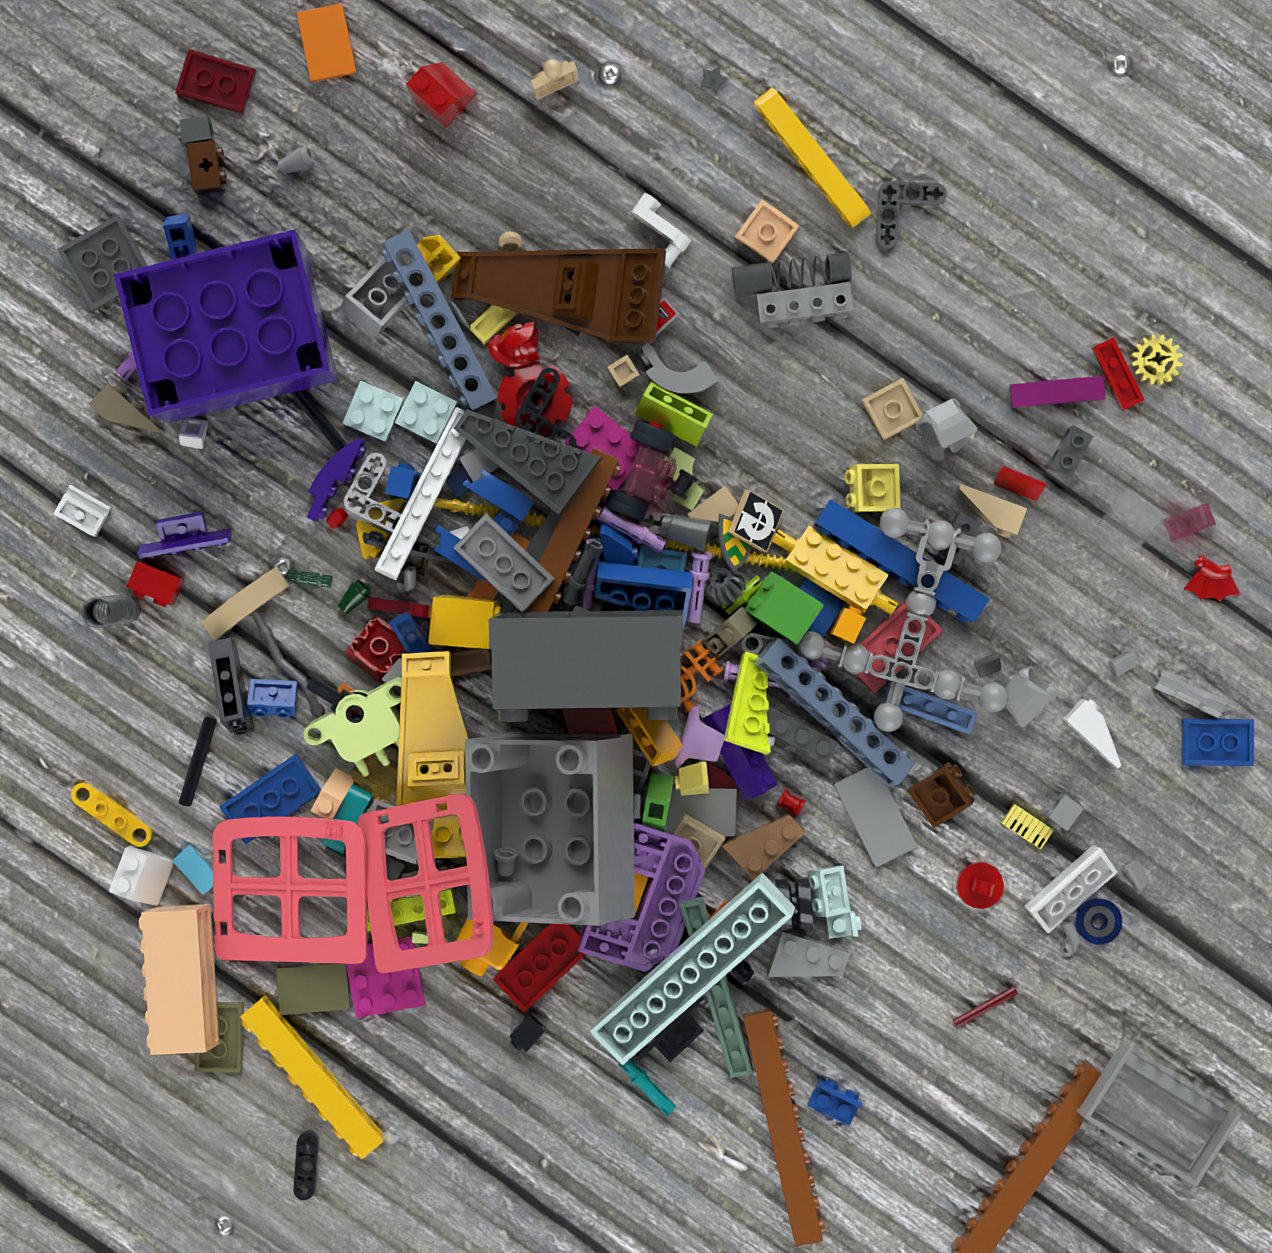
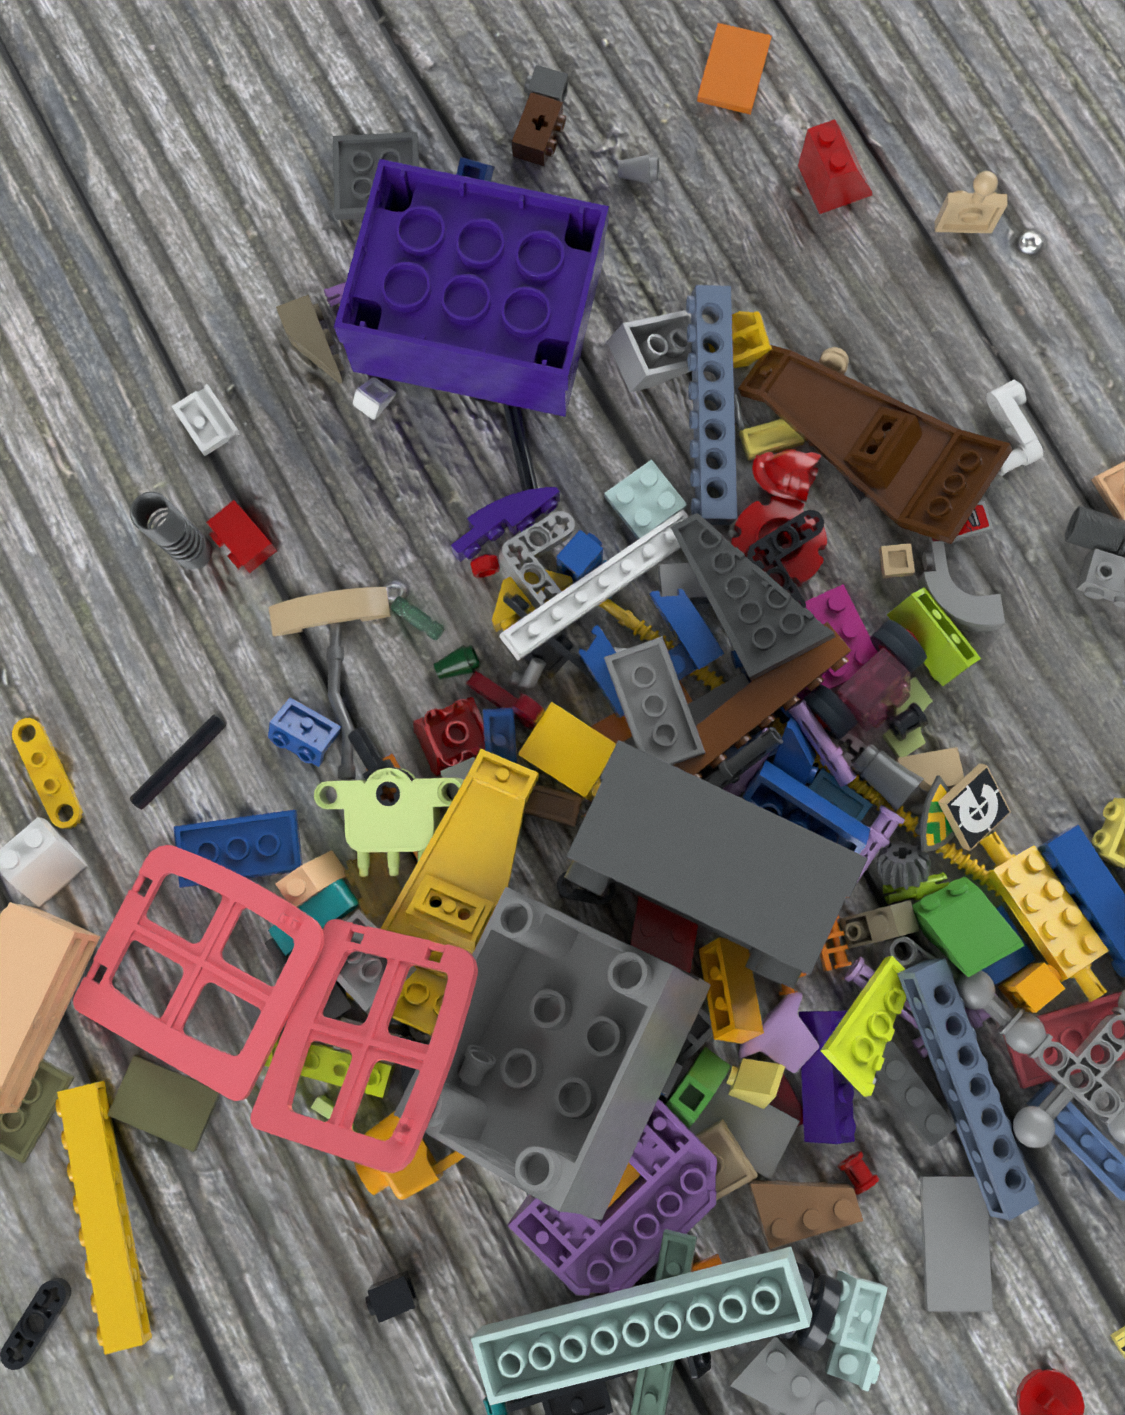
camera: 30 degrees right, 10 degrees down
(181, 534) = (301, 497): dark purple bracket -> none
(195, 869) = (106, 886): medium azure tile -> none
(215, 81) = (594, 53): dark red tile -> none
(230, 687) = (260, 694): black slope -> none
(373, 411) = (586, 470): light aqua plate -> none
(384, 992) = (248, 1154): dark pink plate -> none
(455, 482) = (640, 597): dark blue tile -> none
(540, 964) = (451, 1218): red plate -> none
(942, 794) = (1054, 1260): reddish brown plate -> none

